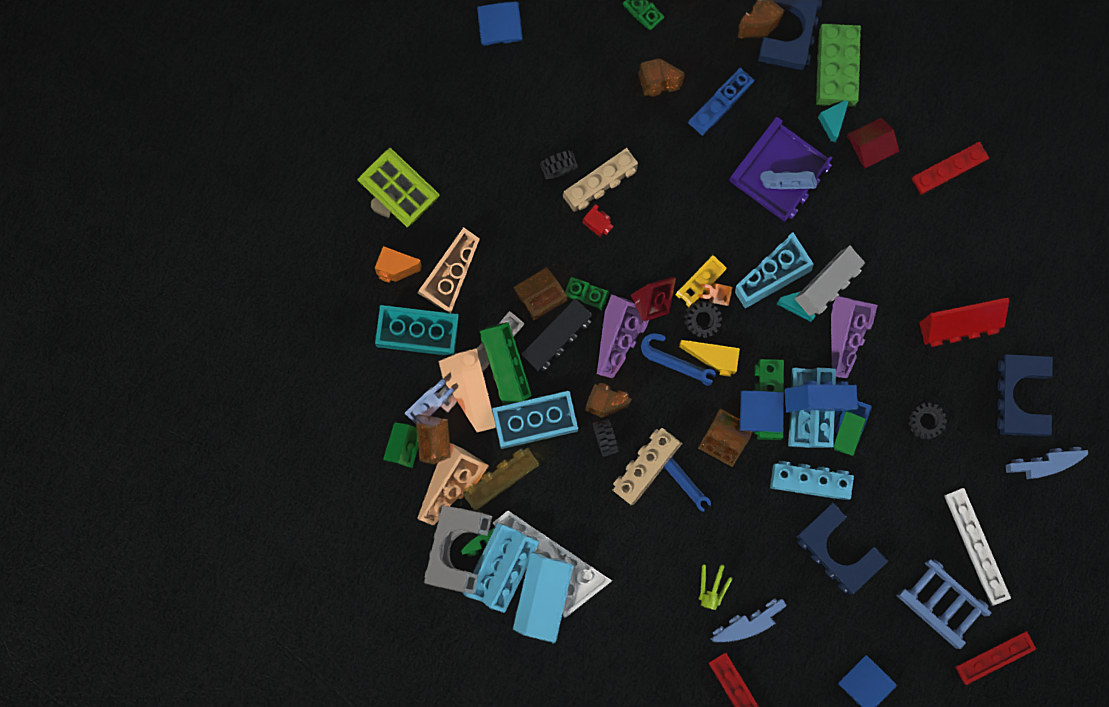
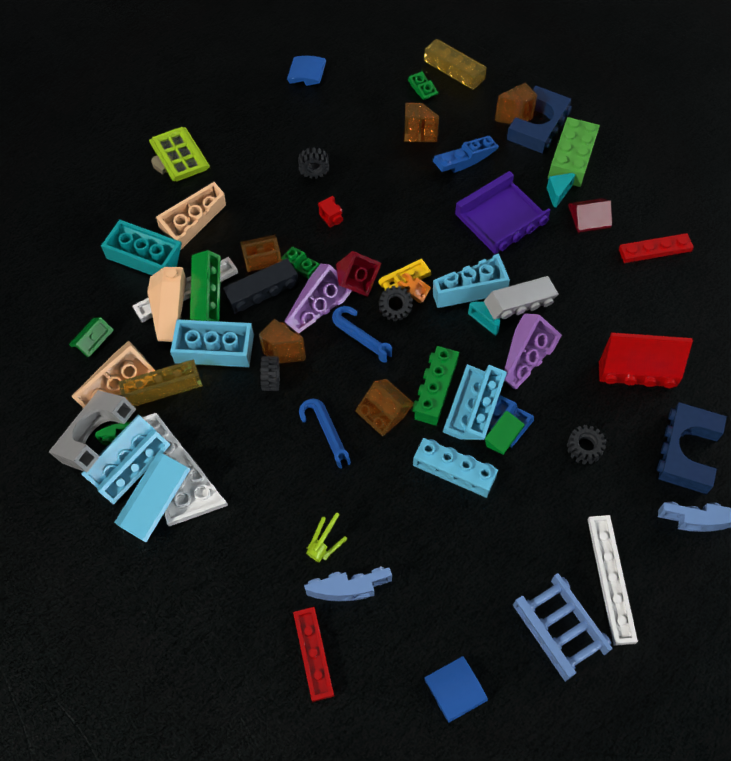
camera: 25 degrees right, 20 degrees down
(396, 265) = (147, 197): orange slope -> none
(428, 402) = (126, 305): medium blue hinge -> none
(432, 439) = (111, 328): clear orange slope -> none
(601, 179) = (344, 182): tan brick -> none
(647, 466) = (299, 408): tan brick -> none
(717, 357) = (401, 338): yellow slope -> none
(761, 411) = (423, 386): blue slope -> none
(789, 180) = (507, 216): medium blue hinge -> none
(815, 538) = (468, 568): dark blue arch -> none
(821, 397) = (485, 384): blue wedge -> none
(995, 658) = (607, 703): red plate -> none

